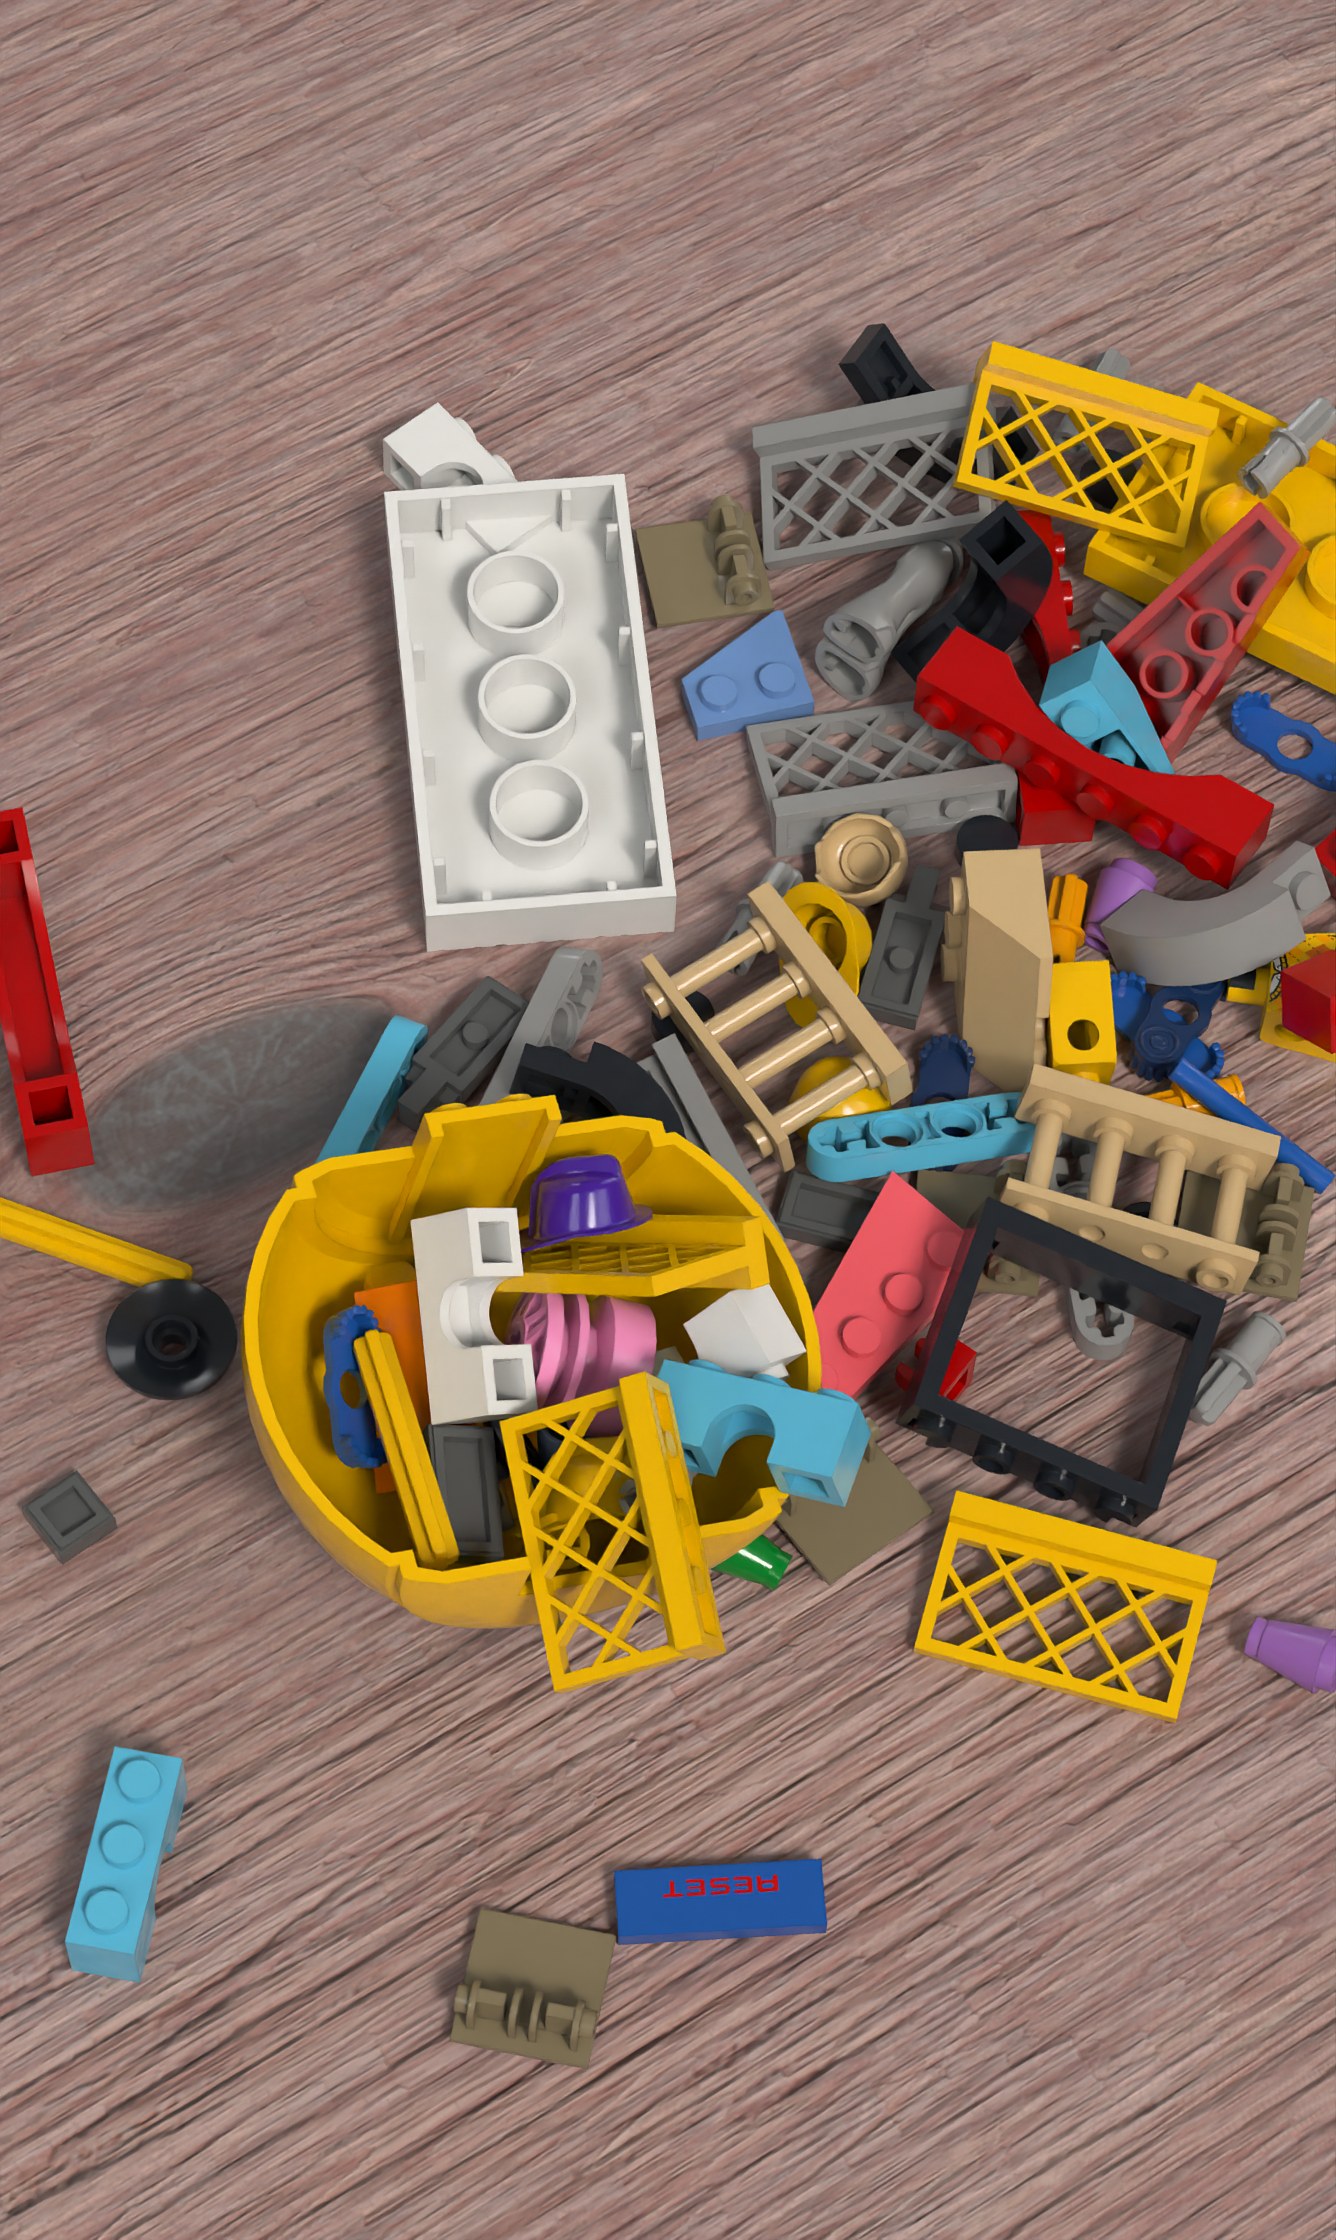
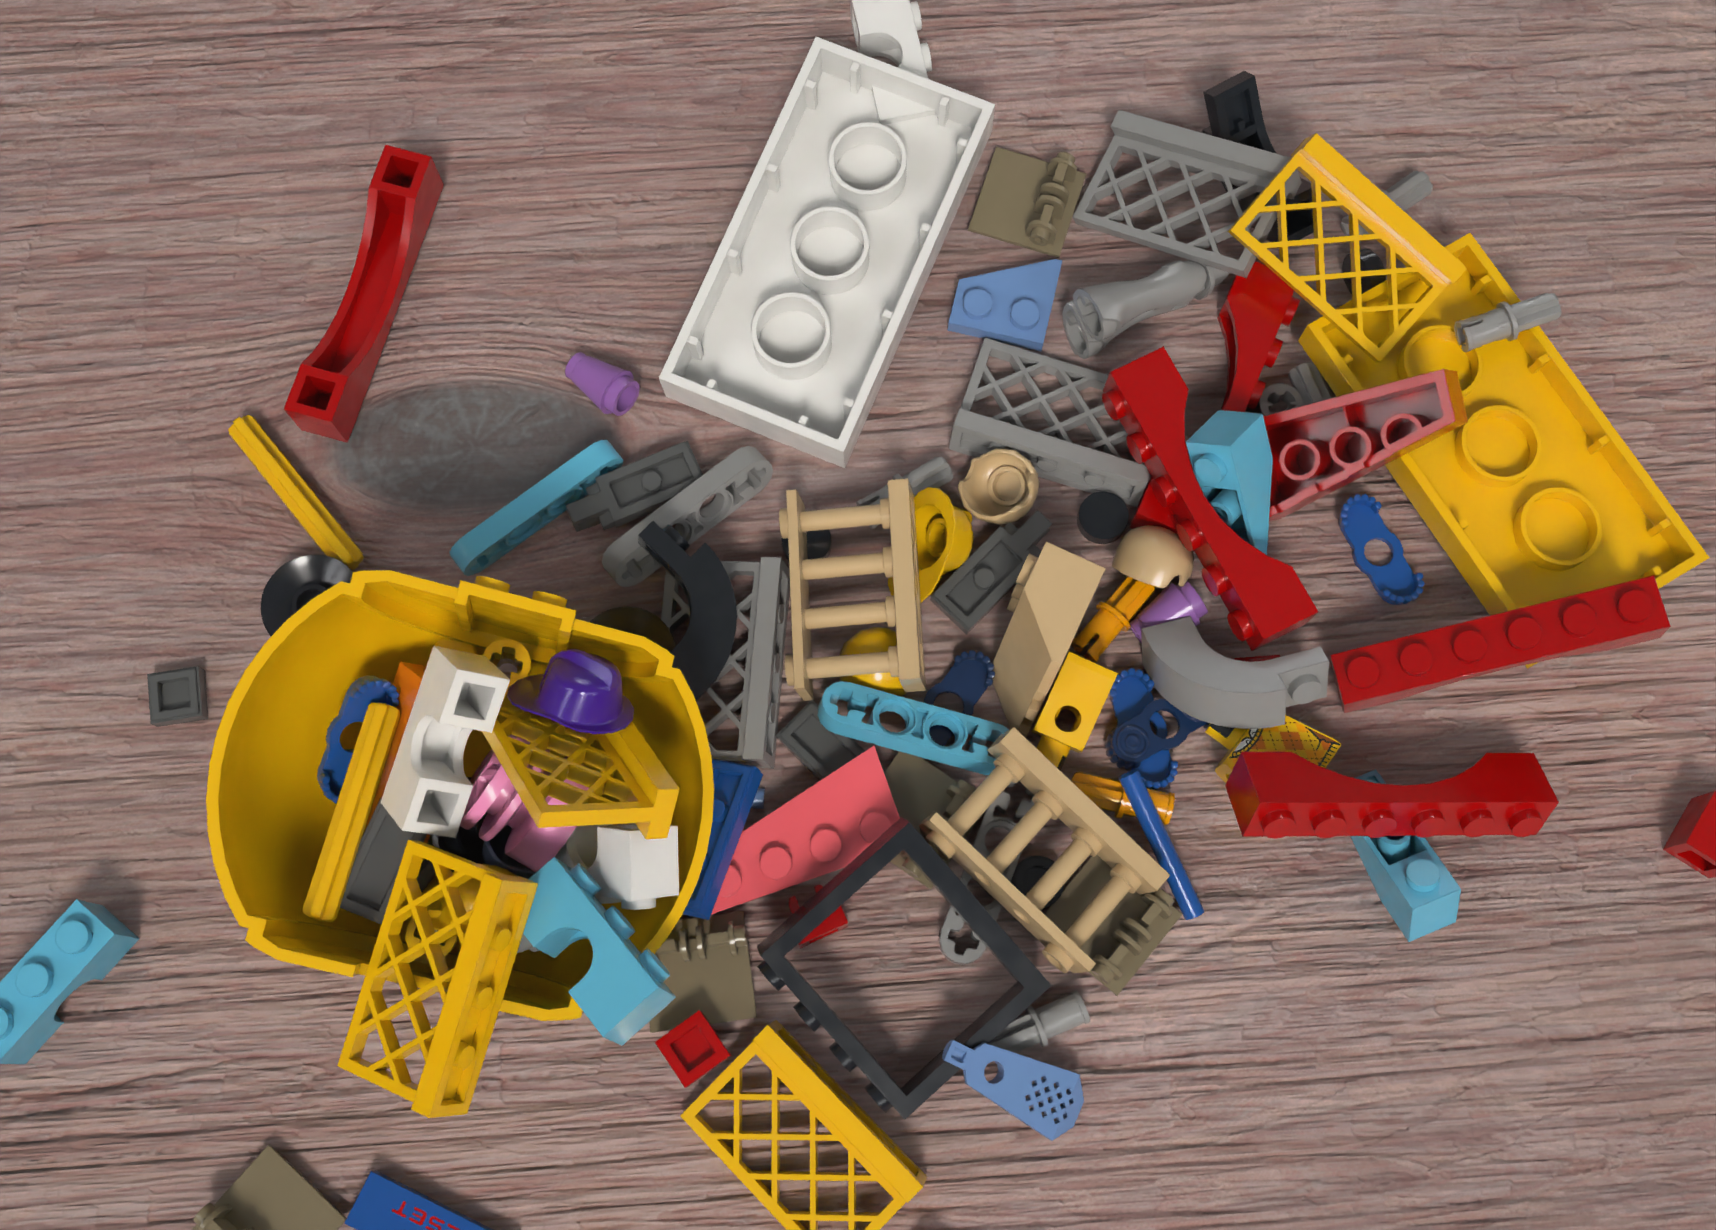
camera: 30 degrees right, 15 degrees up
(353, 963) = (604, 384): none -> medium lavender cone
(889, 1564) = (692, 1048): none -> red tile
(999, 595) = (1211, 335): black arch -> none
(1072, 845) = (1153, 556): none -> tan hair
(1268, 1422) = (1015, 1082): none -> medium blue piece

